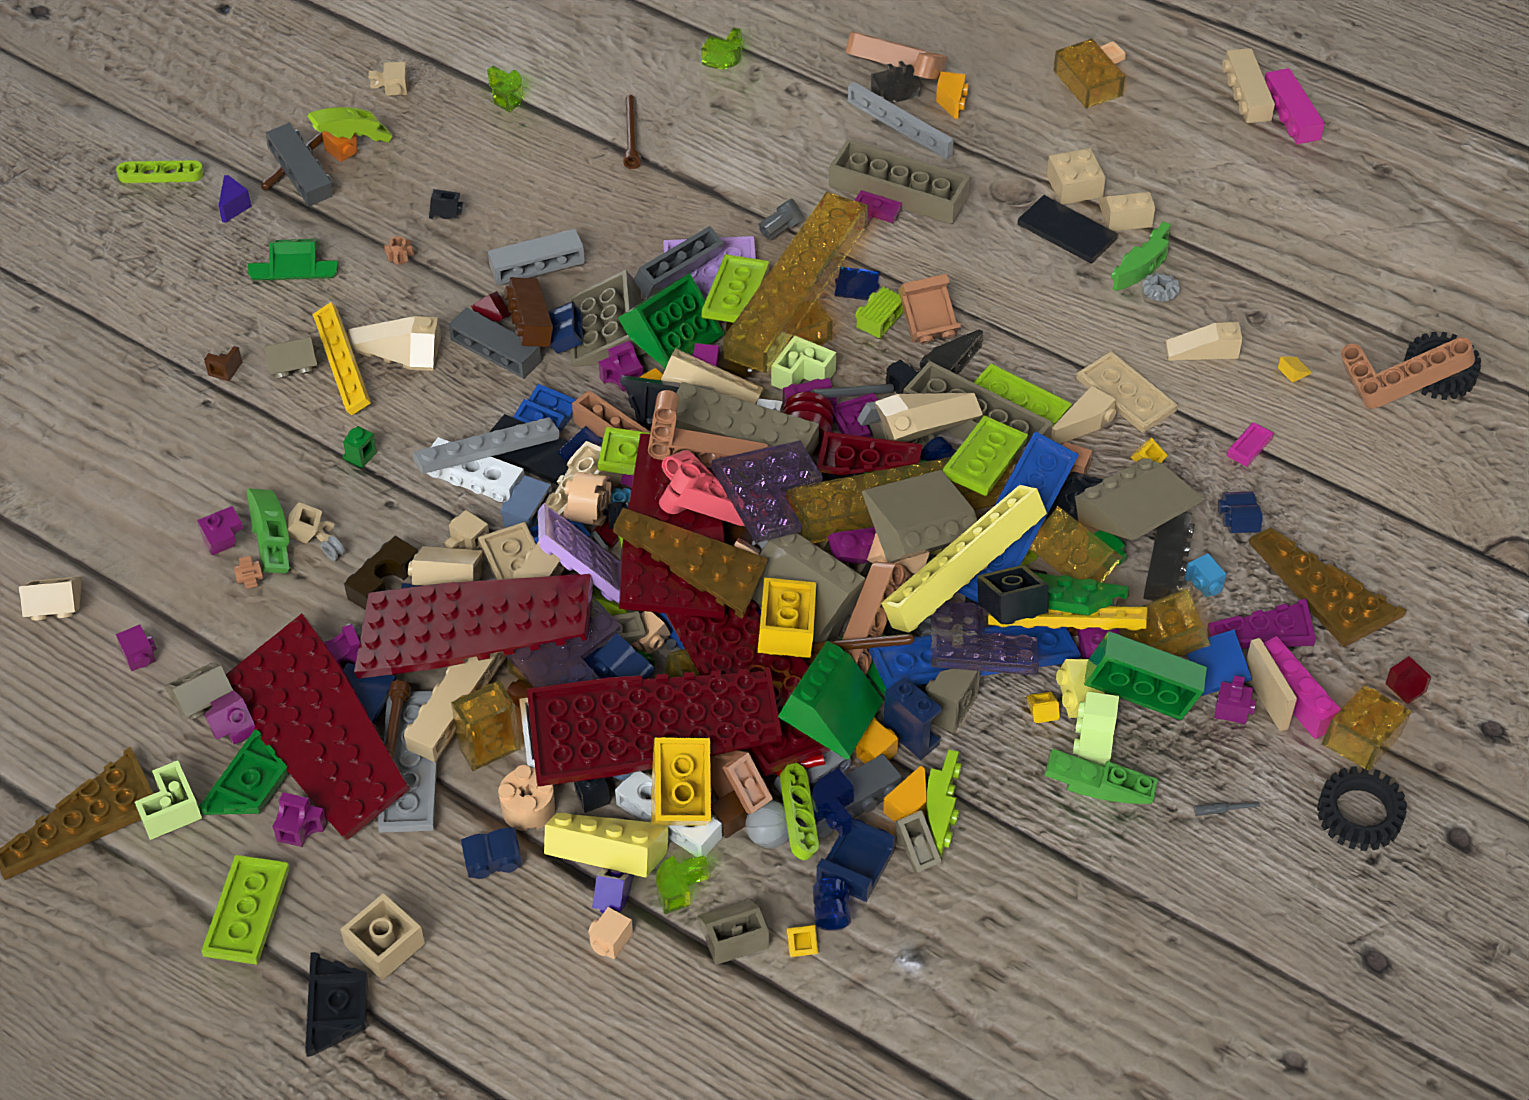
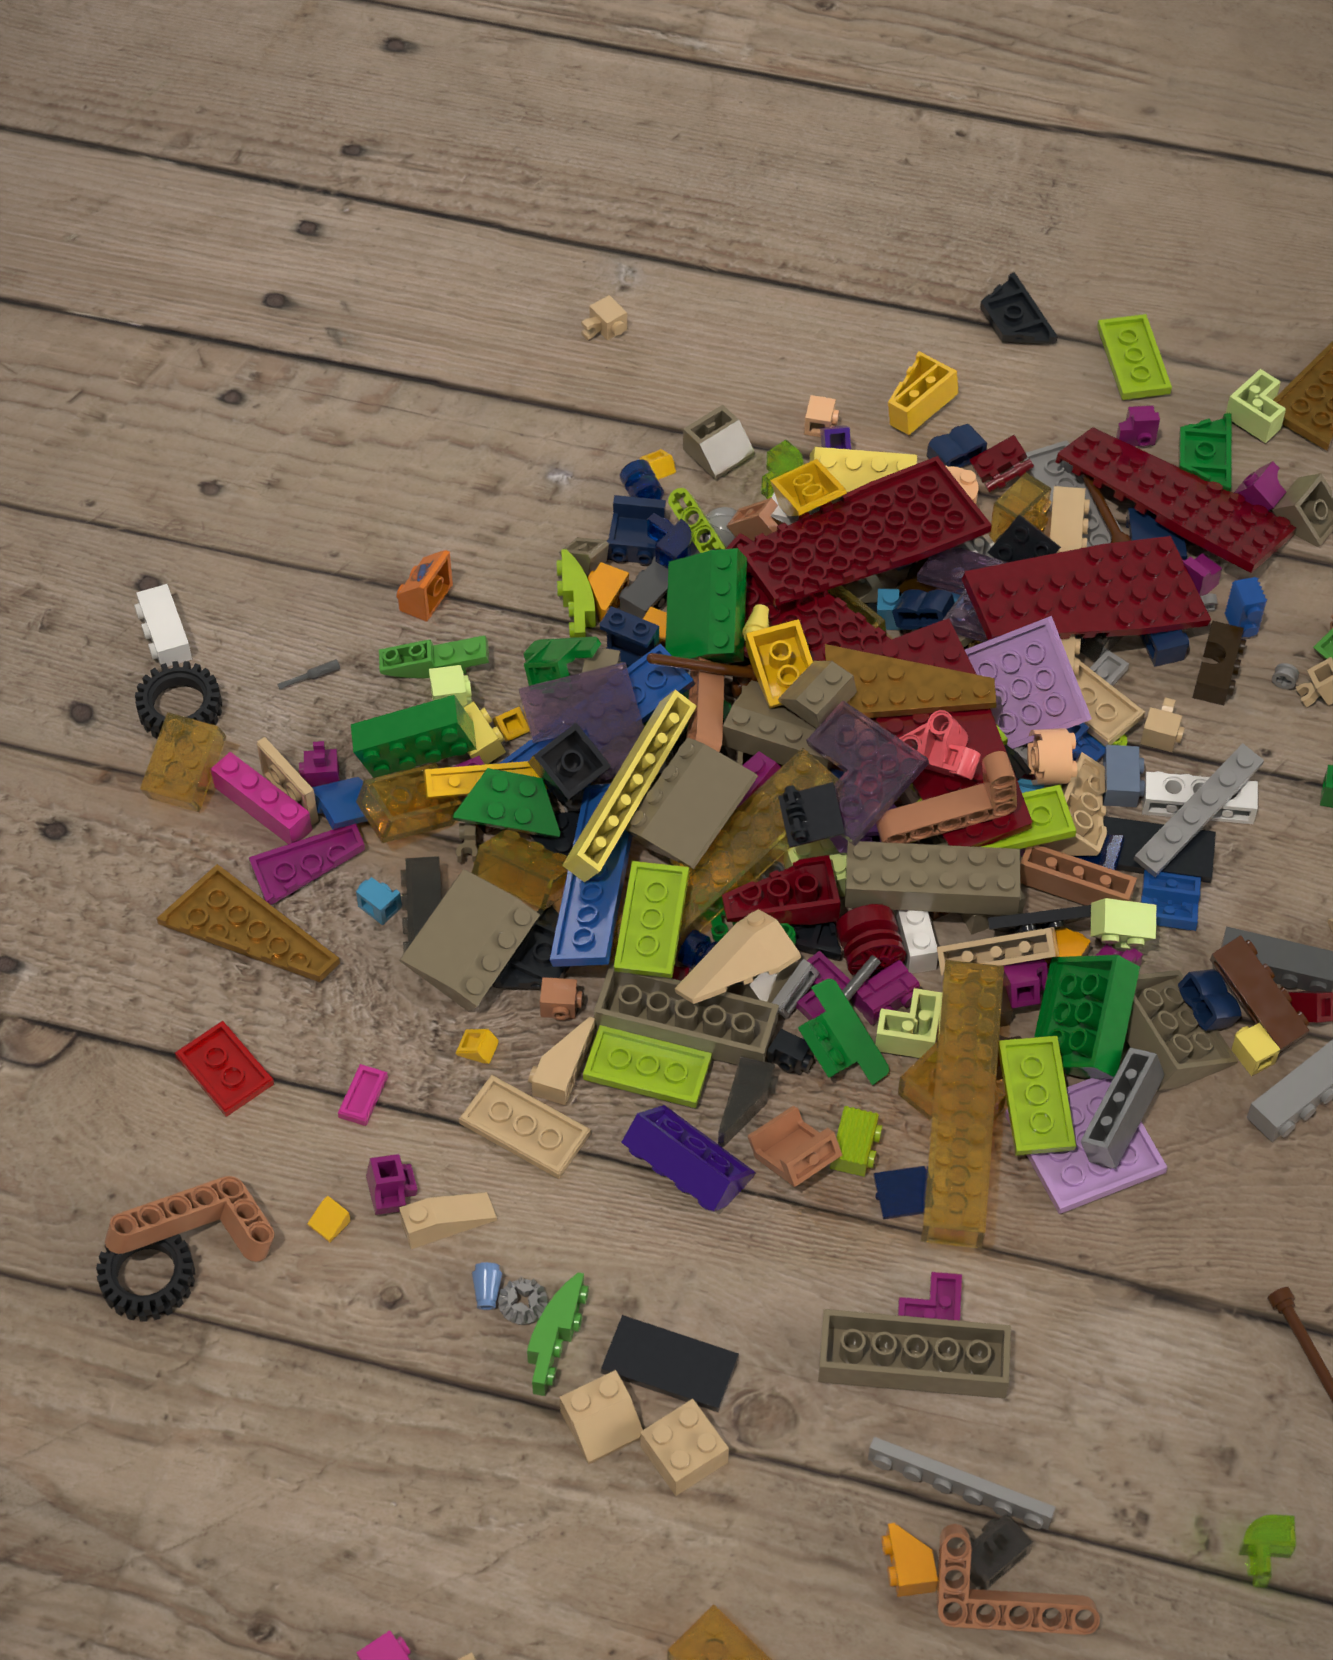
camera: 160 degrees right, 5 degrees up
(329, 600) = (1246, 605): none -> blue brick
(382, 936) = (1005, 356): tan brick -> none
(445, 565) = (1156, 671): tan brick -> none
(454, 827) = (998, 459): none -> dark red plate
(495, 919) = (921, 393): none -> yellow wedge
(516, 690) = (1022, 542): none -> black hinge
(552, 291) = (1255, 1048): none -> light yellow brick
(603, 367) = (1123, 923): none -> yellowish green brick
(773, 560) = (819, 691): none -> dark tan slope
(785, 217) = (1038, 1249): dark grey piece -> none
(792, 669) = (757, 619): none -> light yellow cone
(827, 465) = (810, 814): none -> black hinge
(864, 375) = (840, 1037): none -> green plate
(985, 724) = (549, 657): none -> green plate
(1009, 333) = (687, 1157): none -> dark purple slope
(1090, 849) = (426, 586): none -> orange slope
(1185, 298) = (486, 1284): none -> medium blue cone
(1240, 512) = (355, 982): dark blue brick -> none
(1242, 372) = (389, 1183): none -> magenta brick
(1361, 491) = (224, 1068): none -> red tile
(1368, 892) = (162, 625): none -> white brick
(1408, 680) = (148, 847): dark red panel -> none

